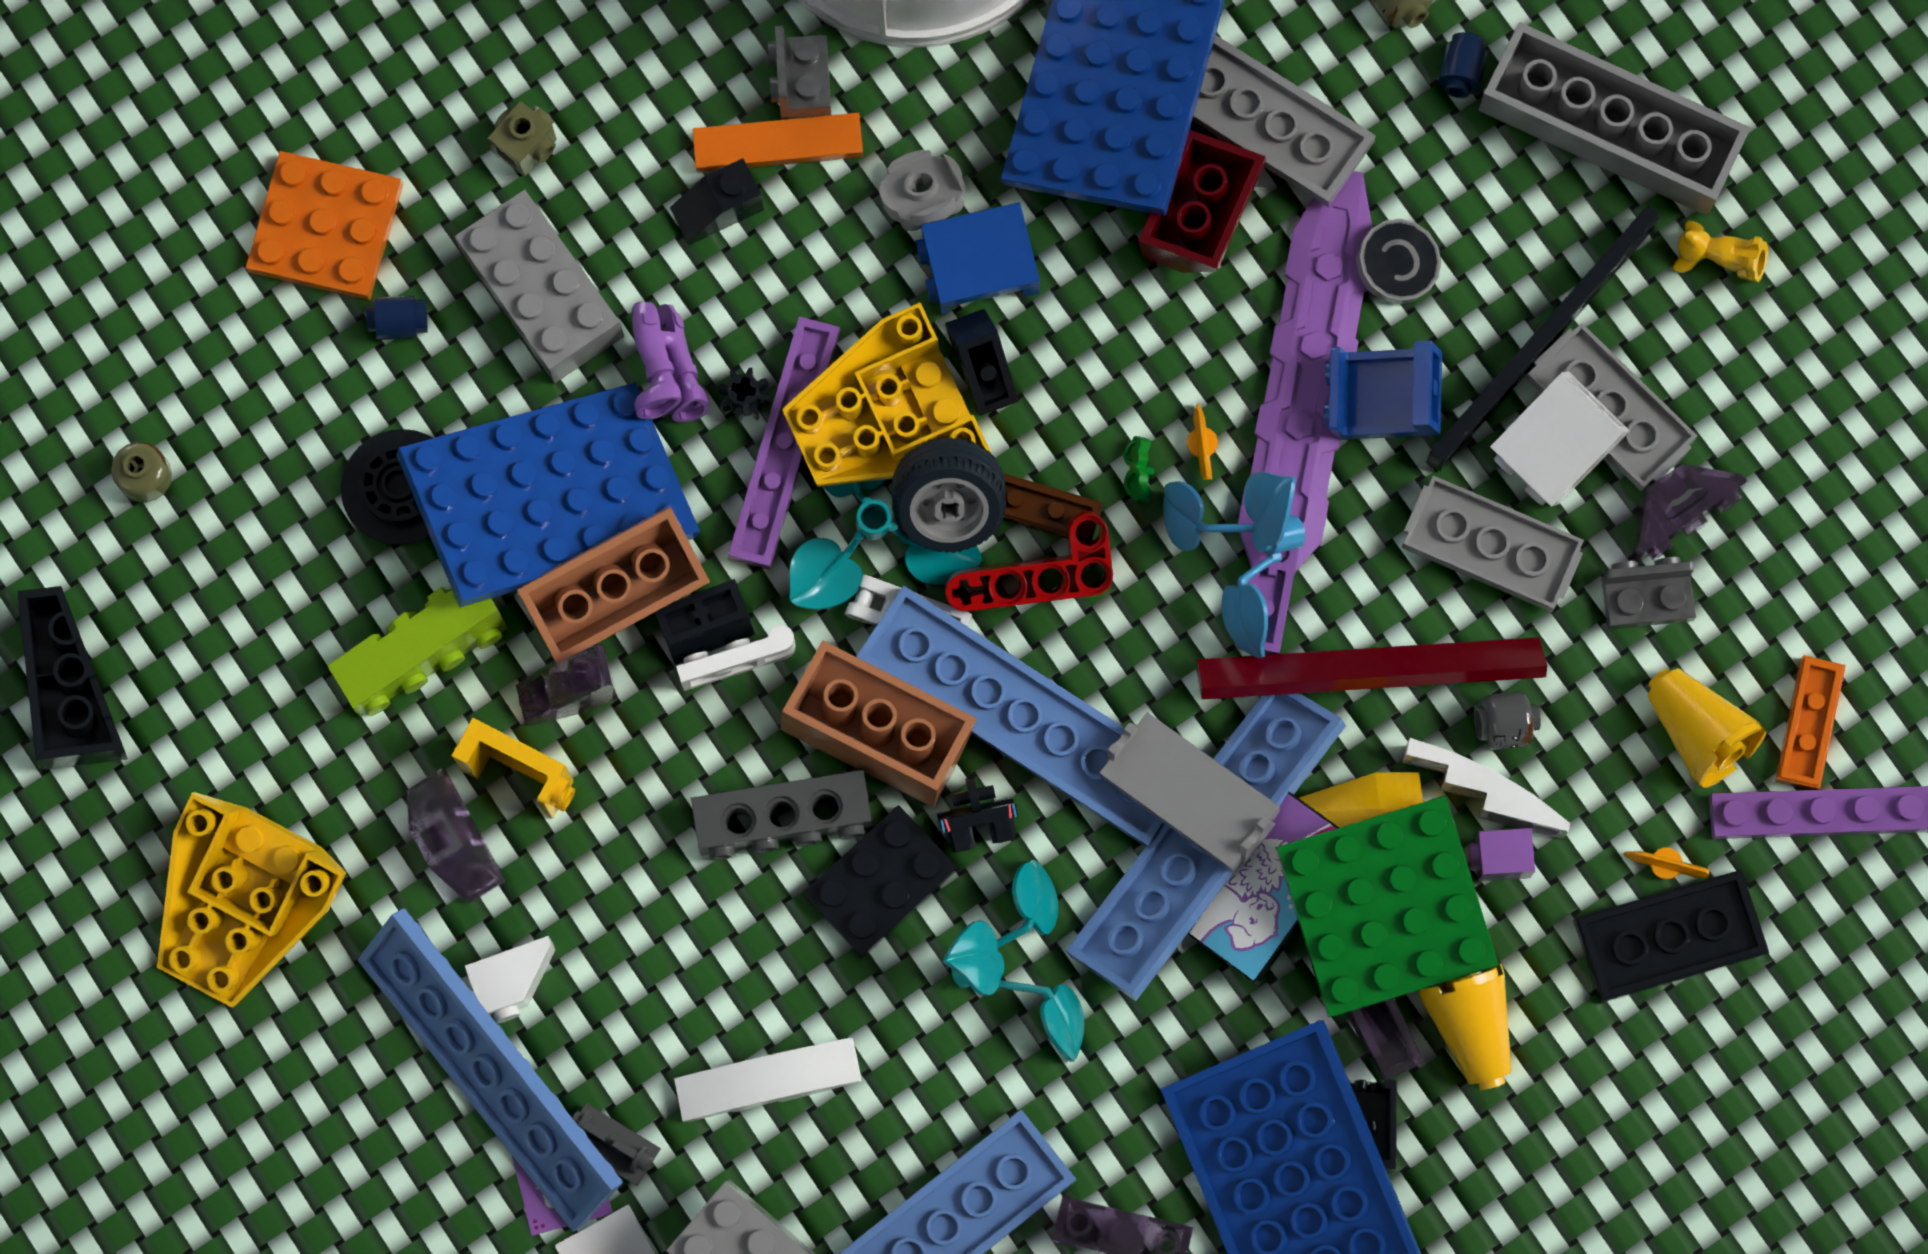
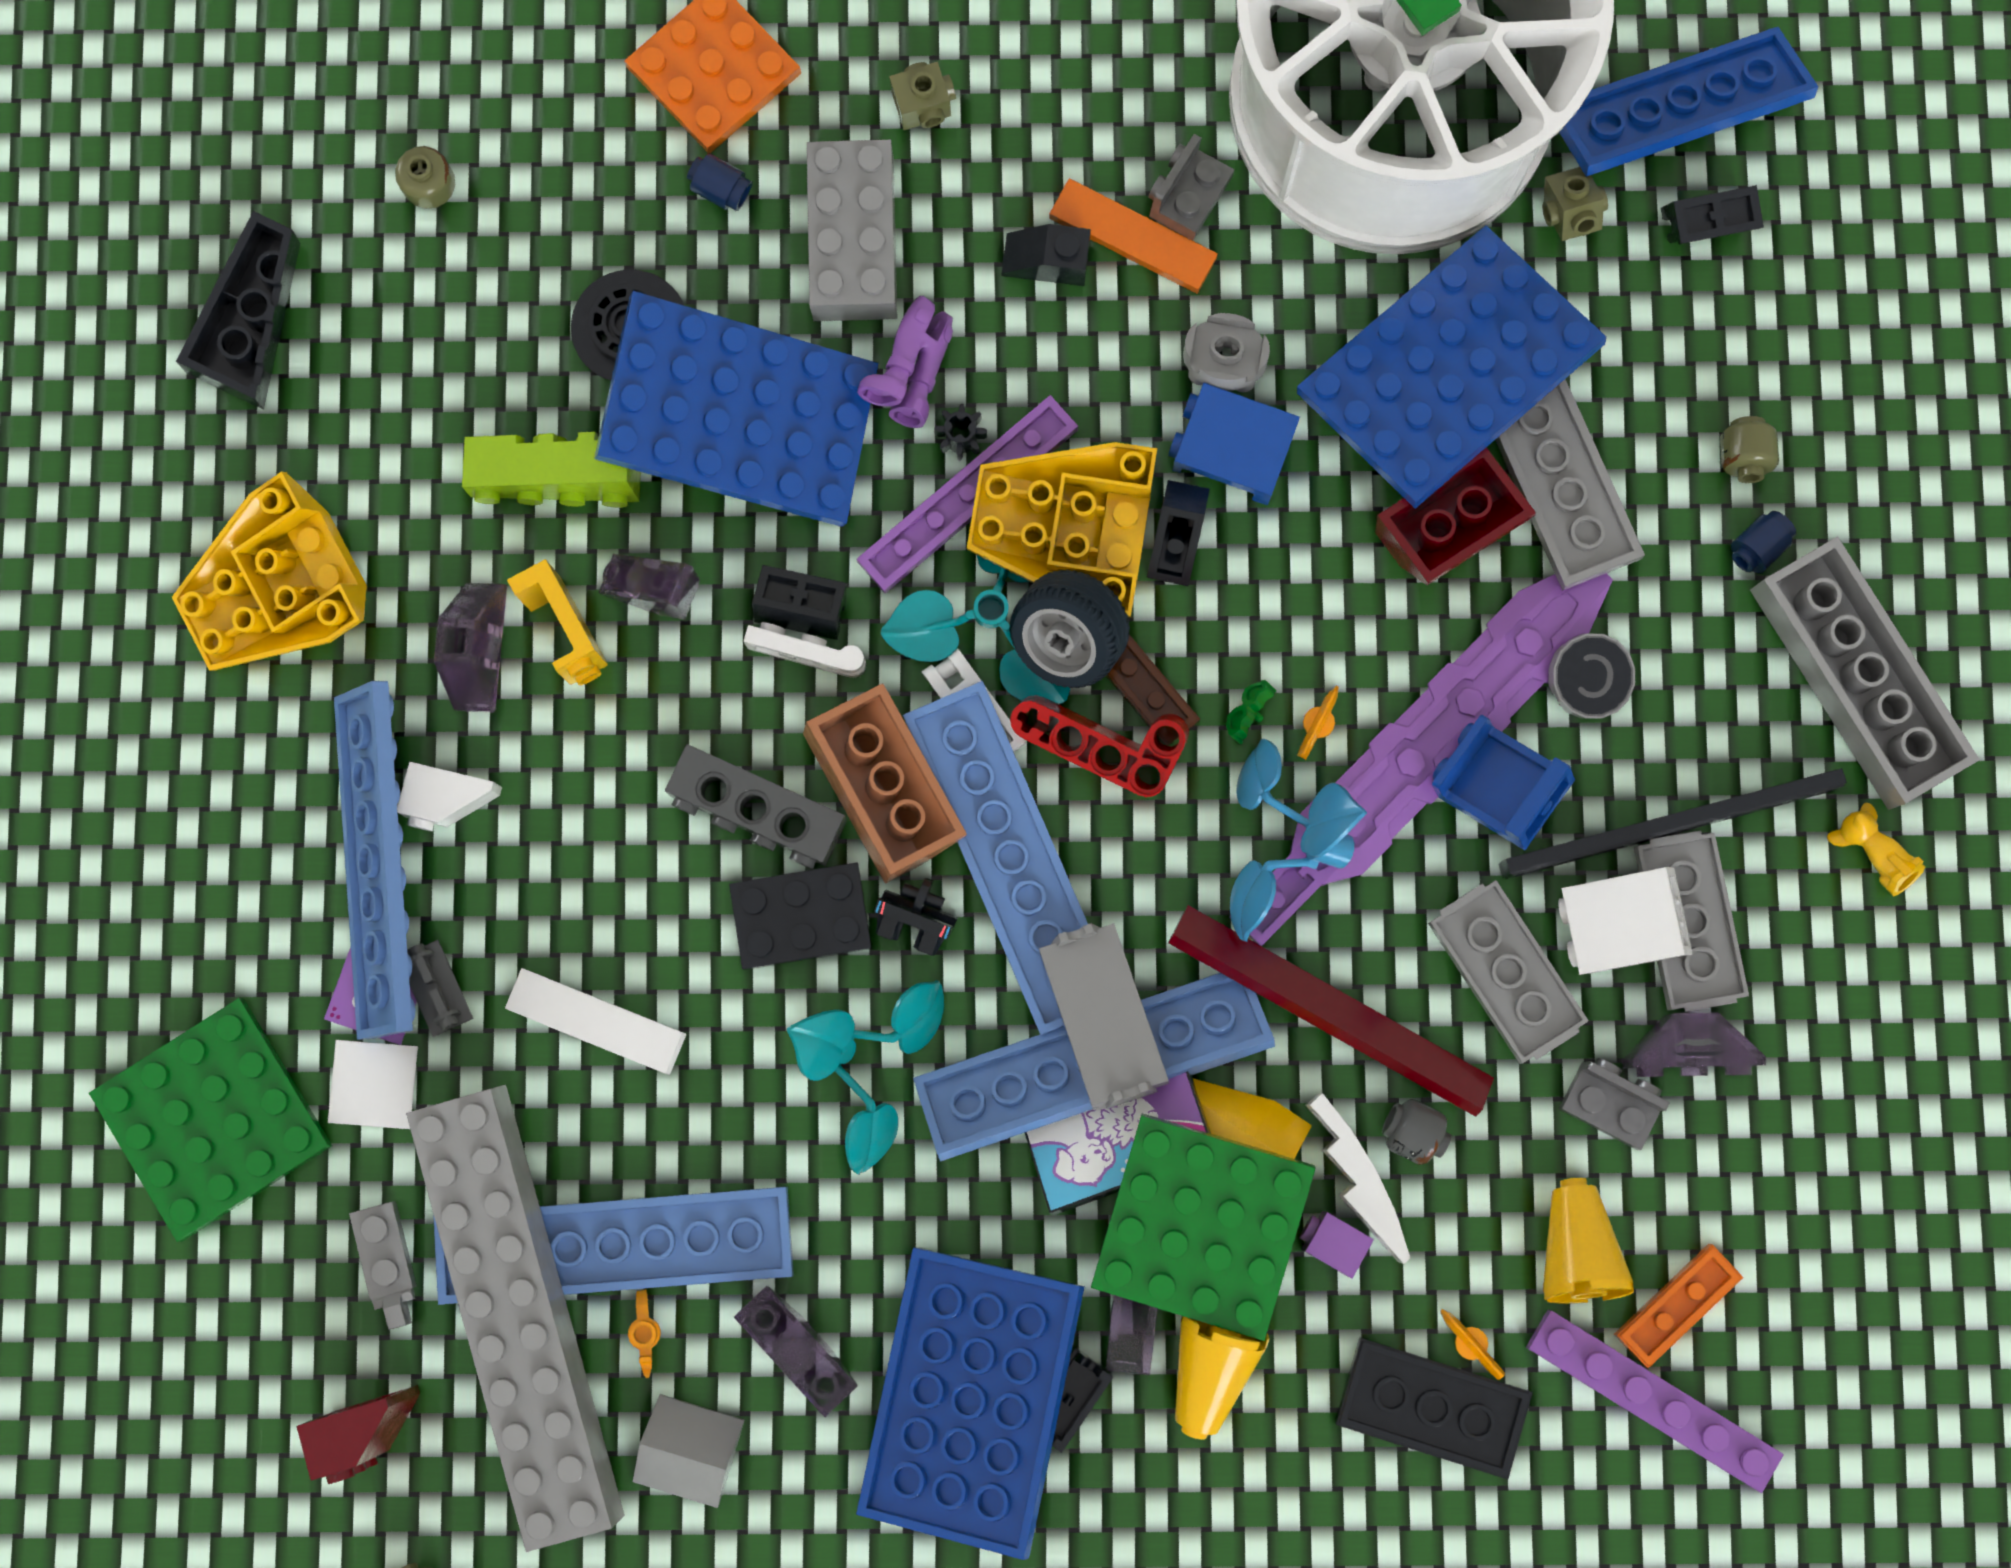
camera: 35 degrees right, 5 degrees up
(613, 585) = (740, 523): nougat slope -> none

